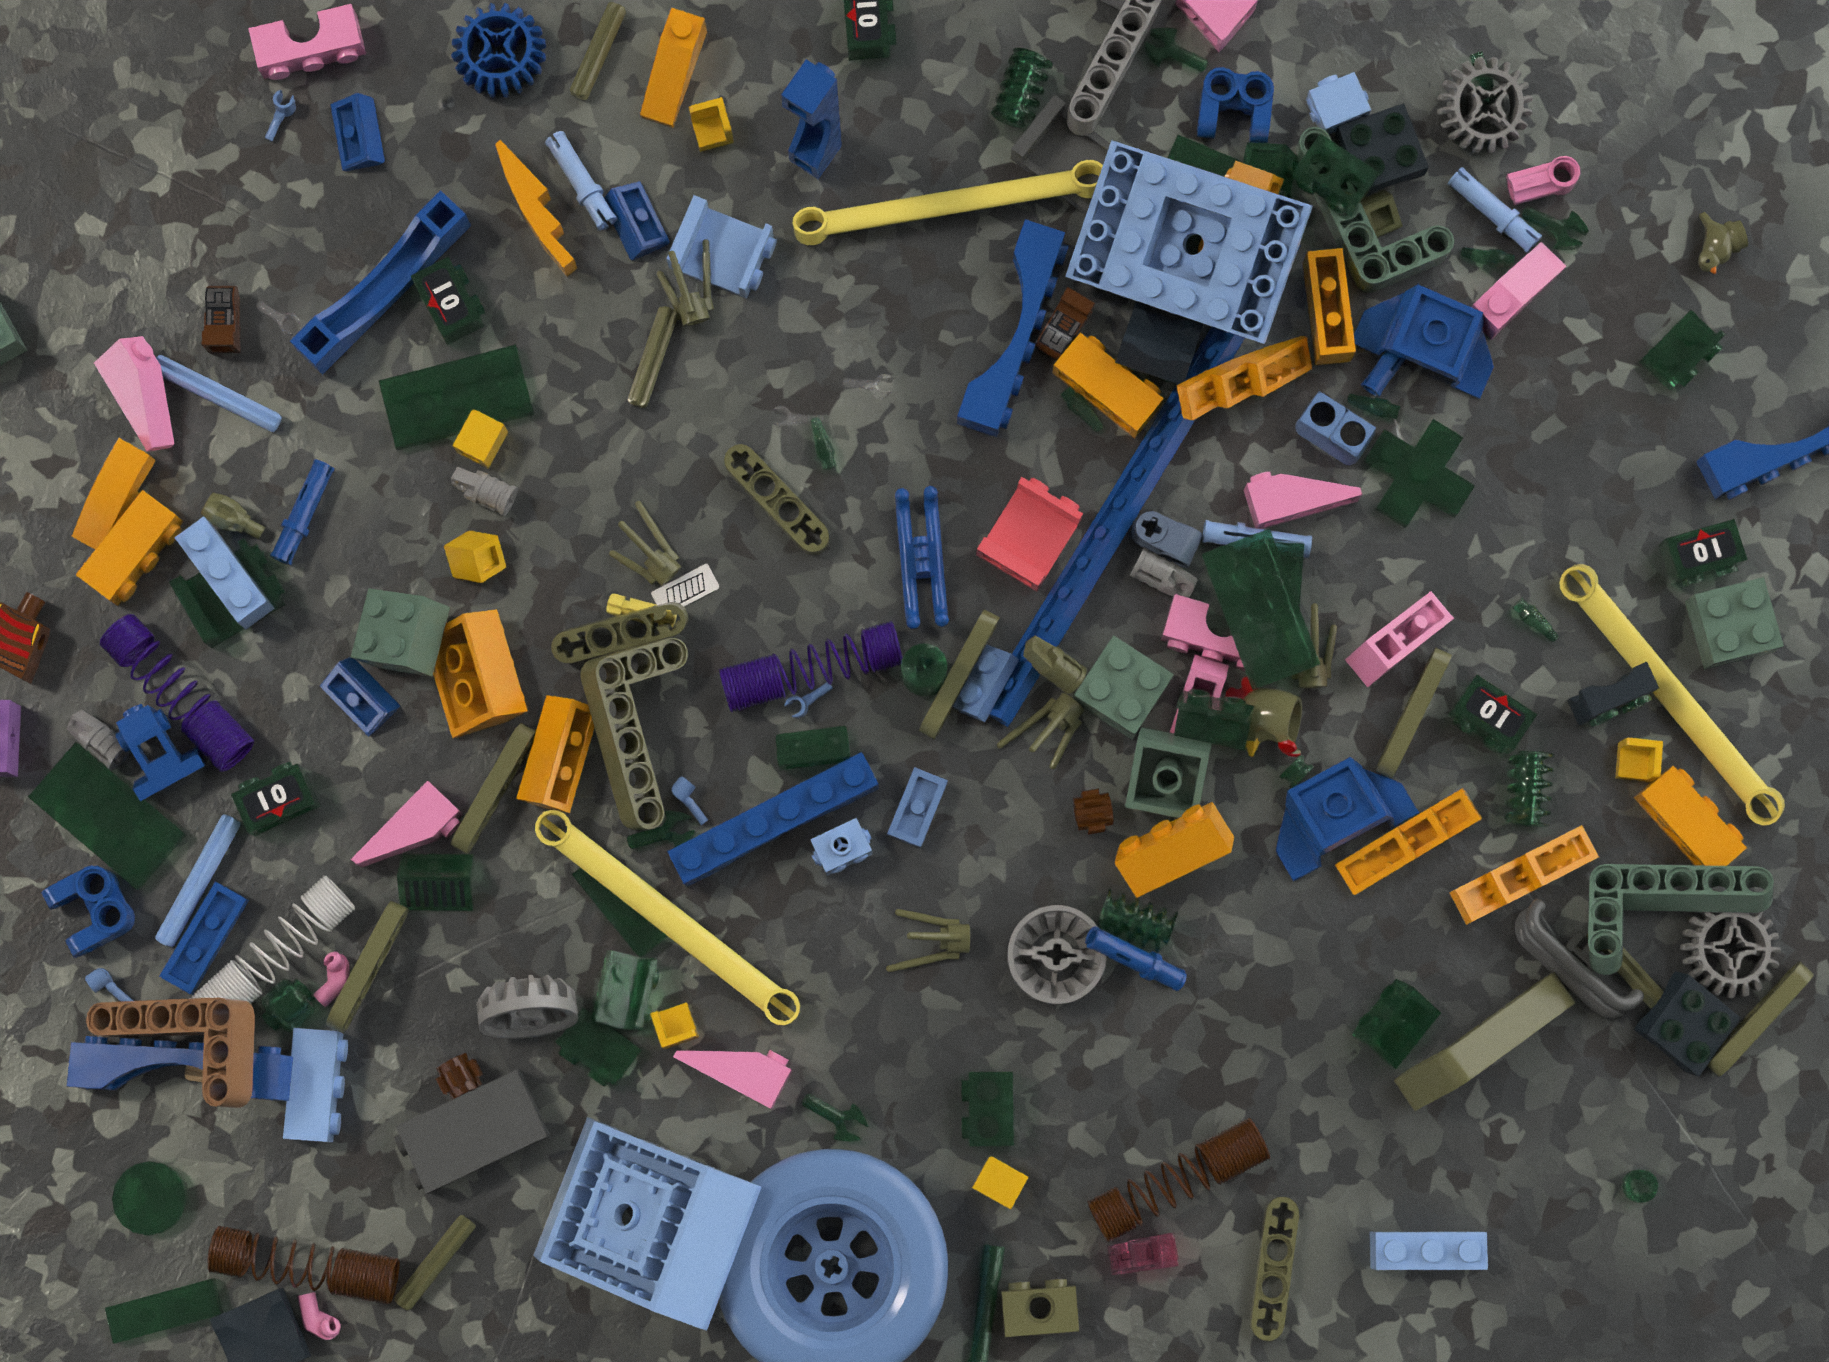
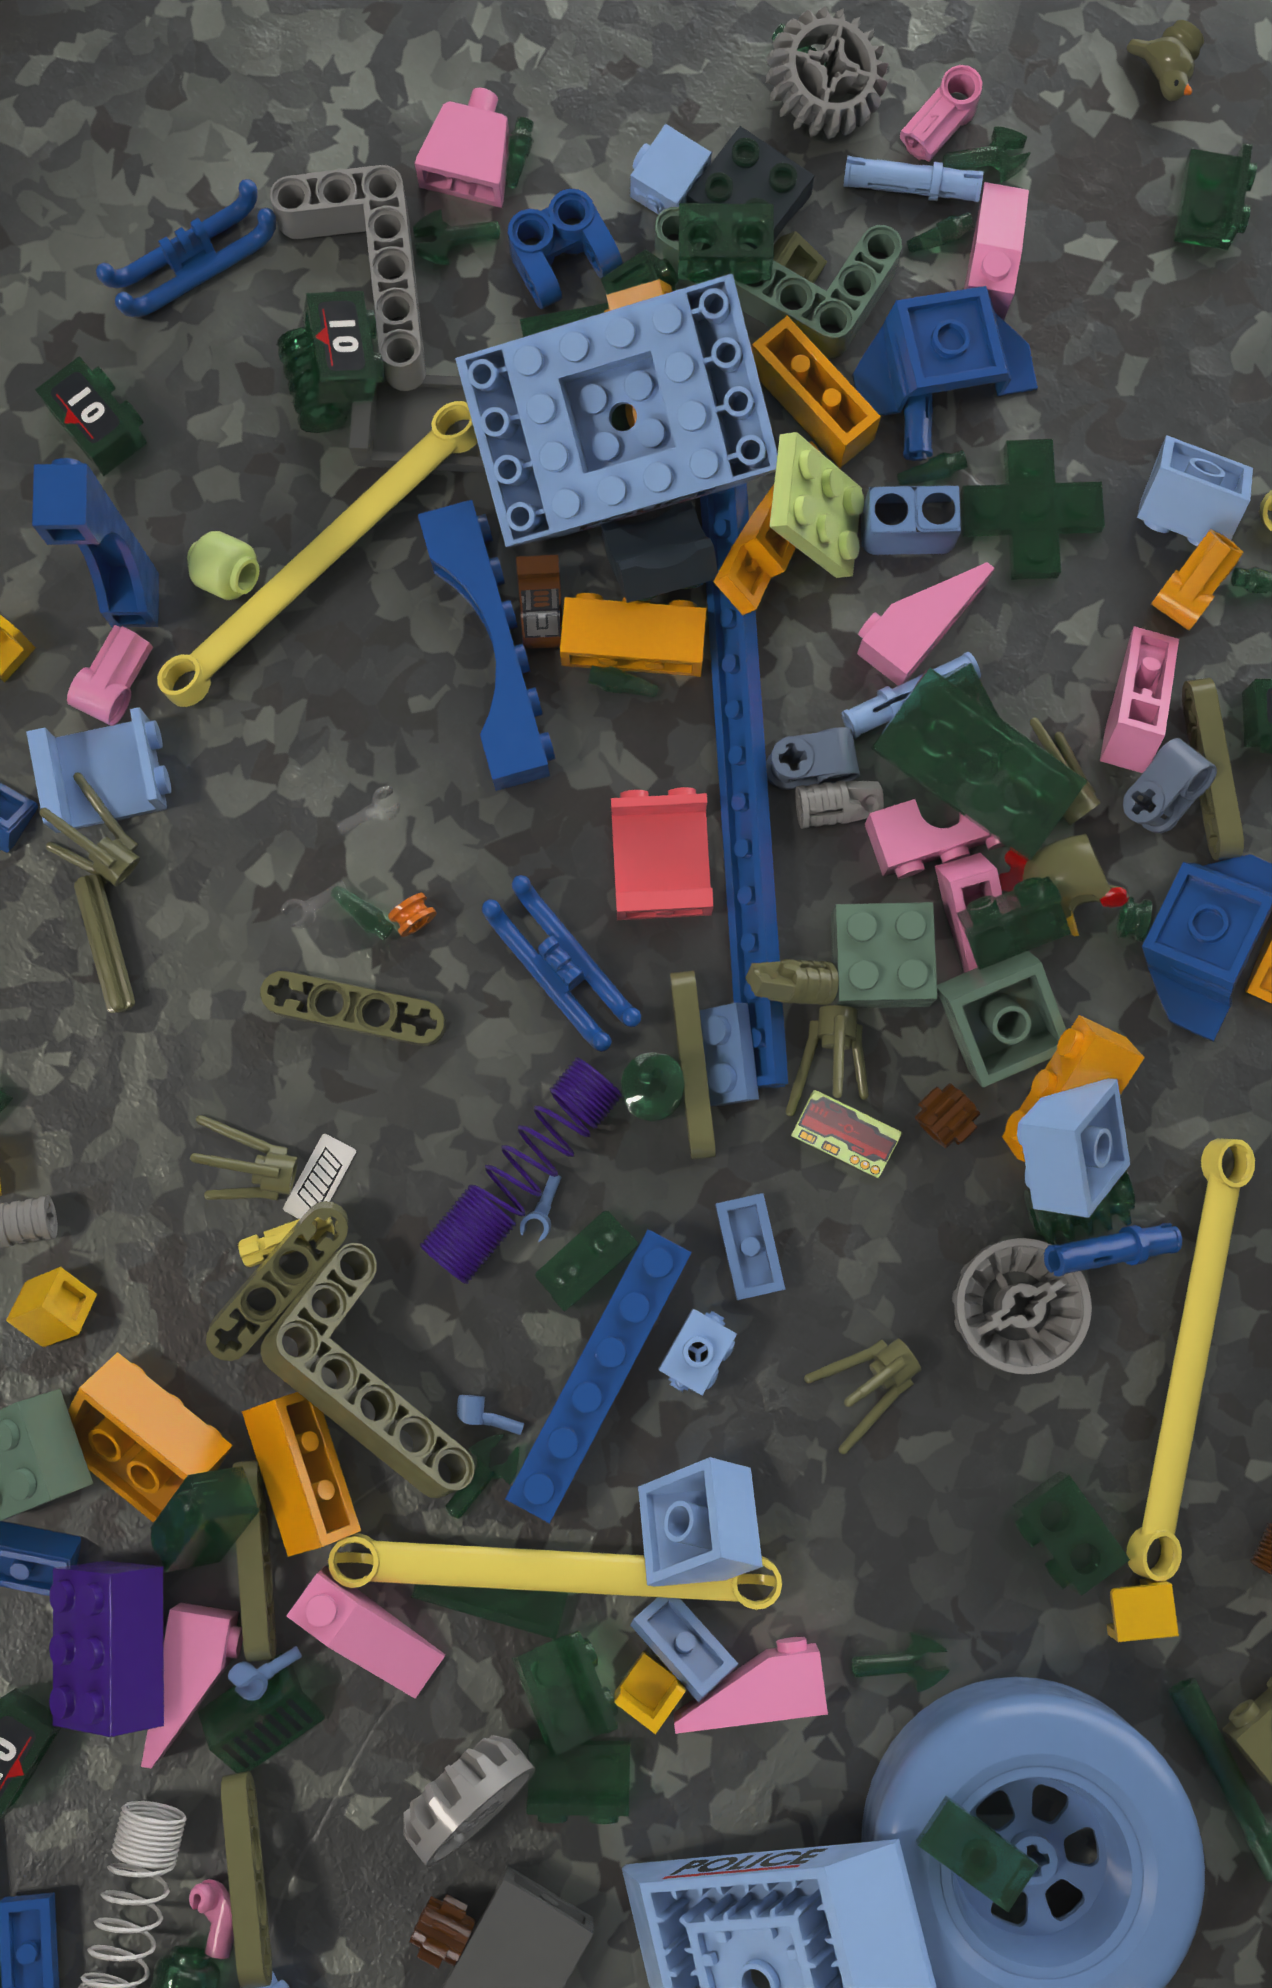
camera: 35 degrees left, 0 degrees up
(378, 776) = (107, 1647): none -> dark purple brick
(448, 857) = (253, 1682): none -> medium blue hand
(483, 741) = (203, 1519): none -> clear green brick
(531, 876) = (365, 1633): none -> bright pink slope
(713, 1013) = (684, 1645): none -> medium blue plate
(759, 197) = (105, 686): none -> bright pink piece
(772, 947) = (700, 1524): none -> light blue slope
(800, 1227) = (977, 1853): none -> clear green plate
(851, 466) = (412, 914): none -> orange bush
(883, 169) = (223, 565): none -> yellowish green head
(1024, 781) = (846, 1134): none -> slope
(1048, 84) = (341, 347): none -> clear green brick
(1139, 1058) = (1190, 1360): none -> light yellow piece
(1152, 877) = (1074, 1147): none -> light blue slope
(1256, 20) = (518, 150): none -> clear green piece
(1275, 381) = (816, 506): none -> yellowish green plate
(1376, 705) = (1171, 783): none -> sand blue piece
(1479, 591) = (1192, 588): none -> light orange piece
(1529, 532) = (1195, 492): none -> light blue slope

